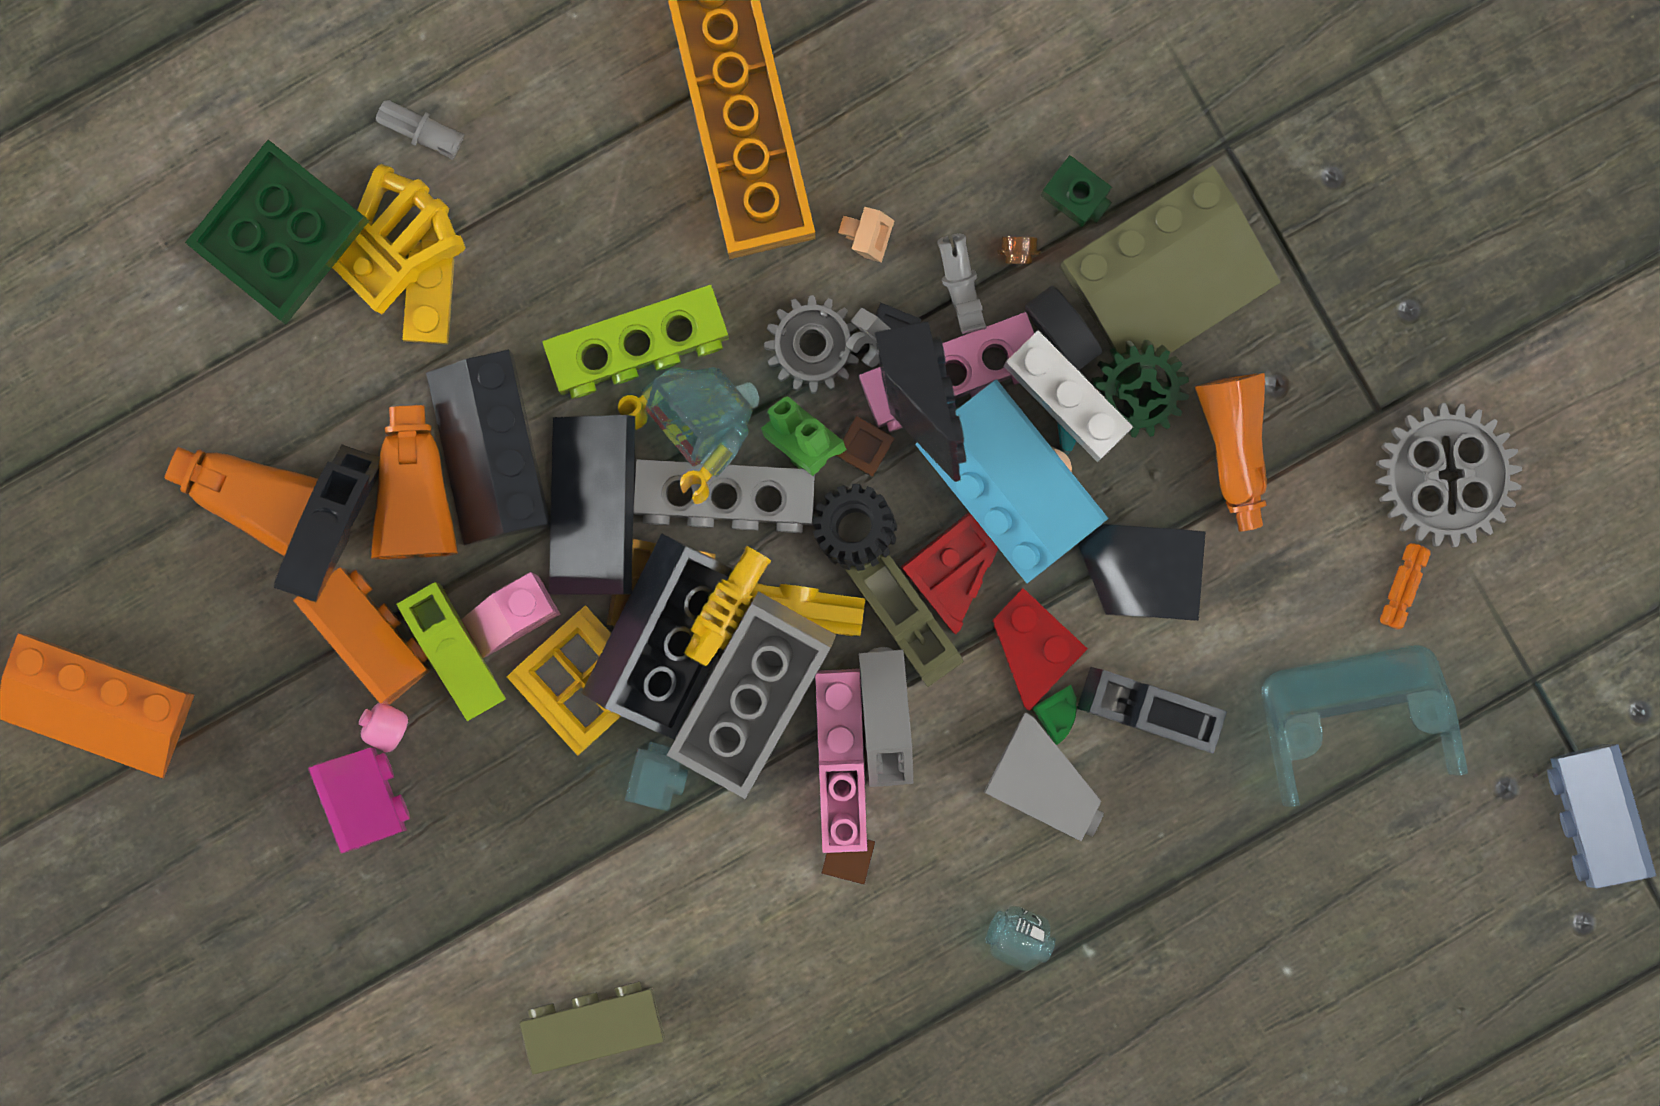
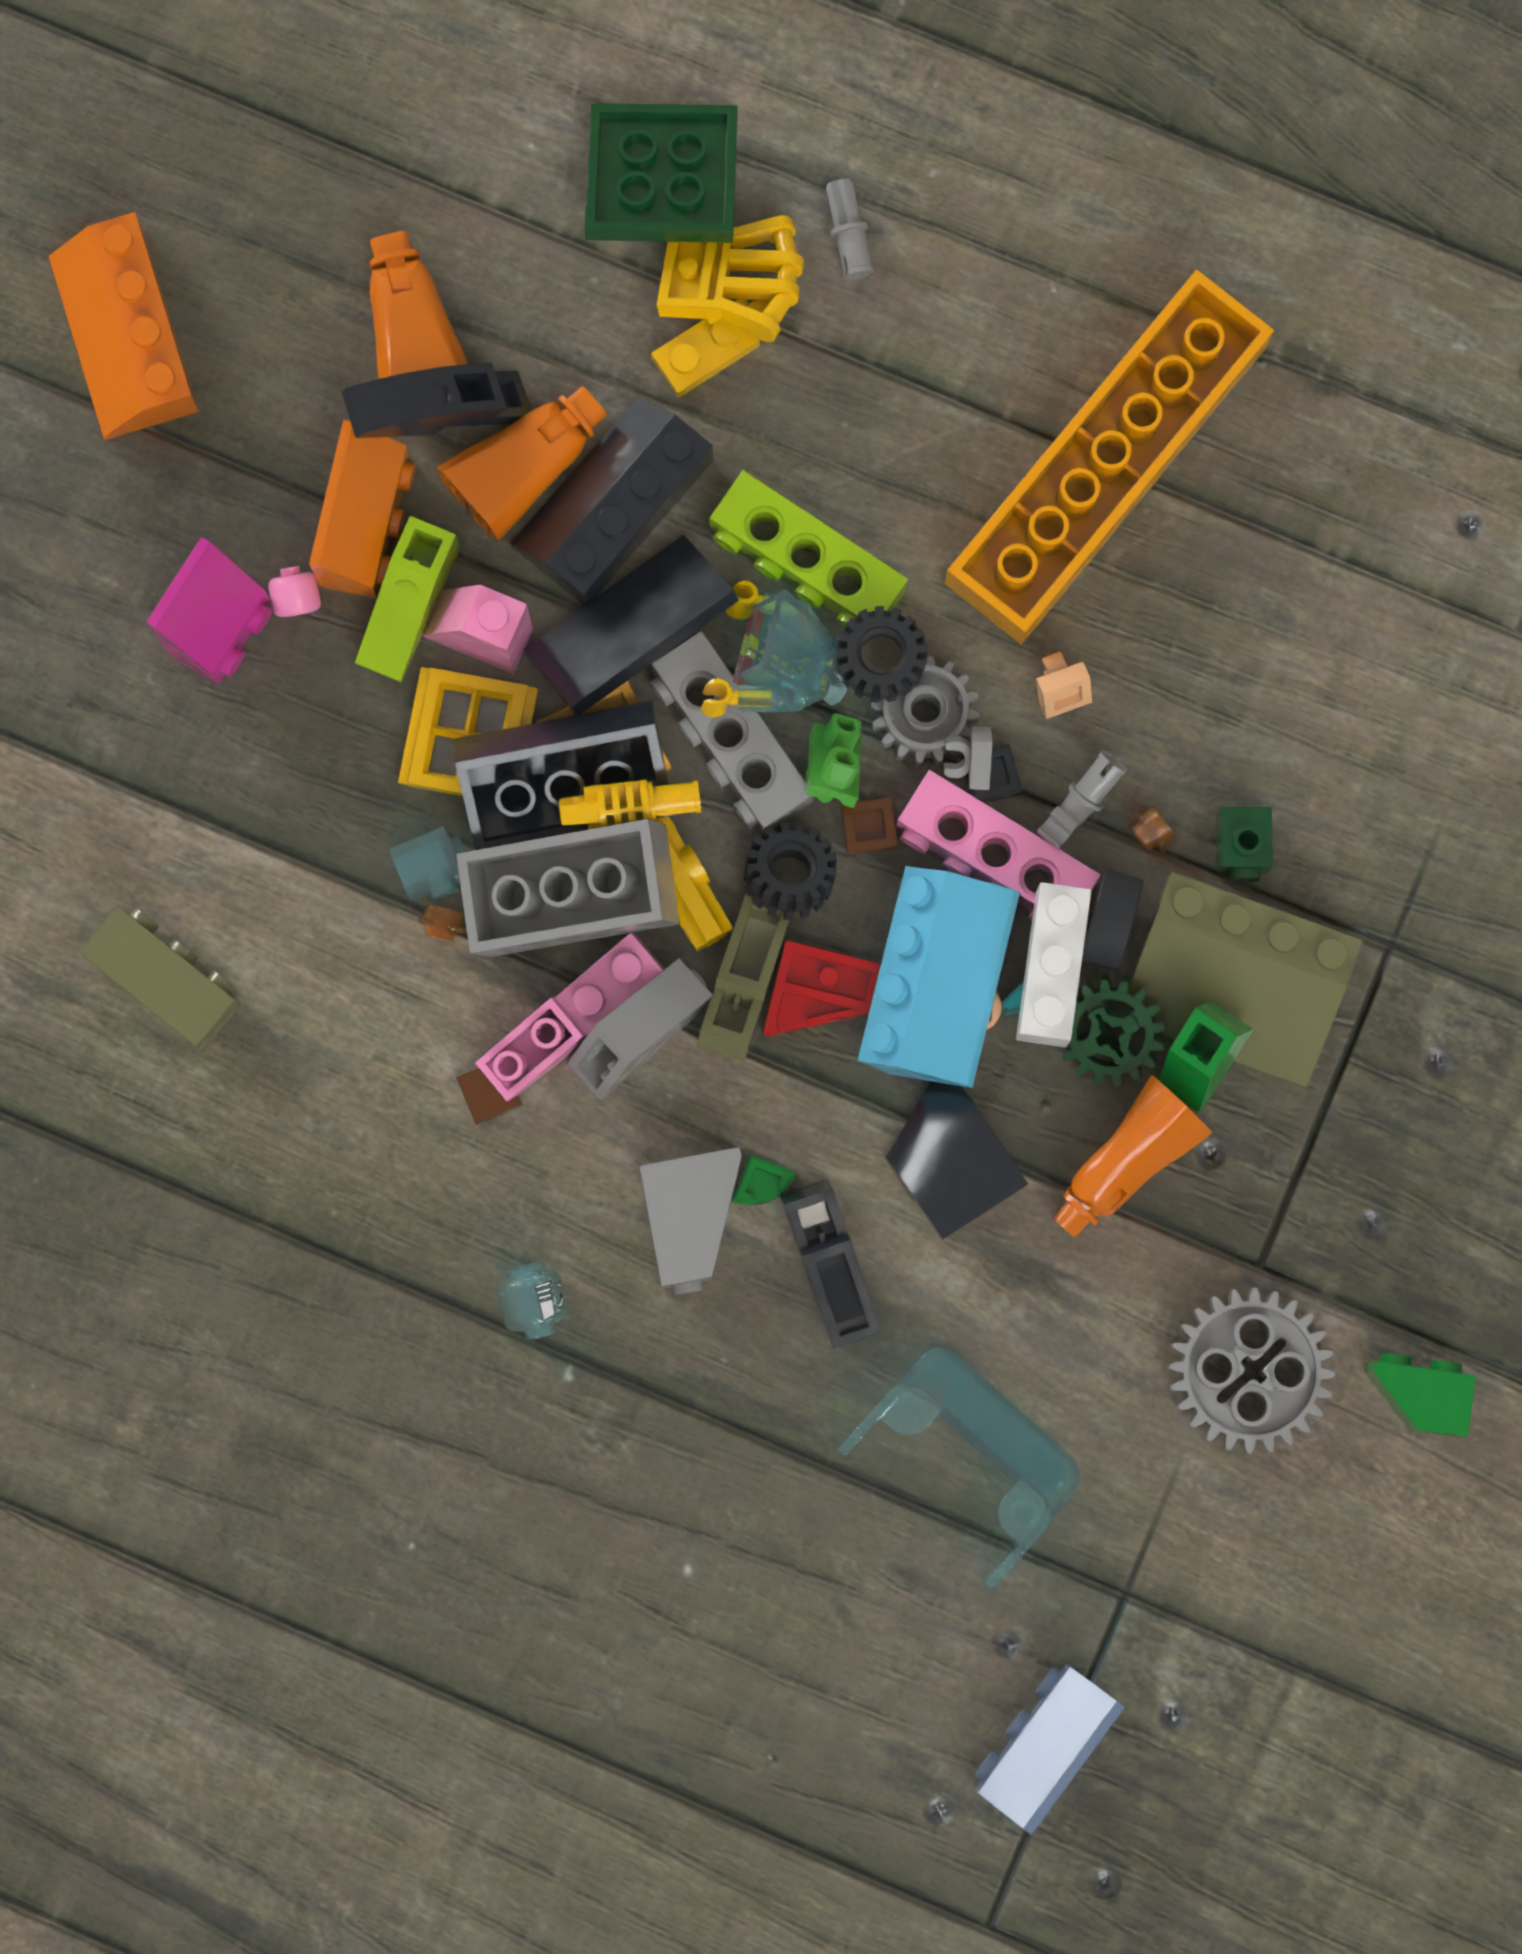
camera: 50 degrees right, 5 degrees down
(703, 799) = (442, 922): none -> clear orange plate
(753, 318) = (881, 624): none -> black tyre
(922, 393) = (954, 824): black slope -> none
(1035, 646) = (807, 1115): red wing -> none
(1206, 337) = (1203, 1054): none -> green slope
(1405, 586) = (1120, 1409): orange axle -> none
(1559, 369) = (1425, 1398): none -> green slope

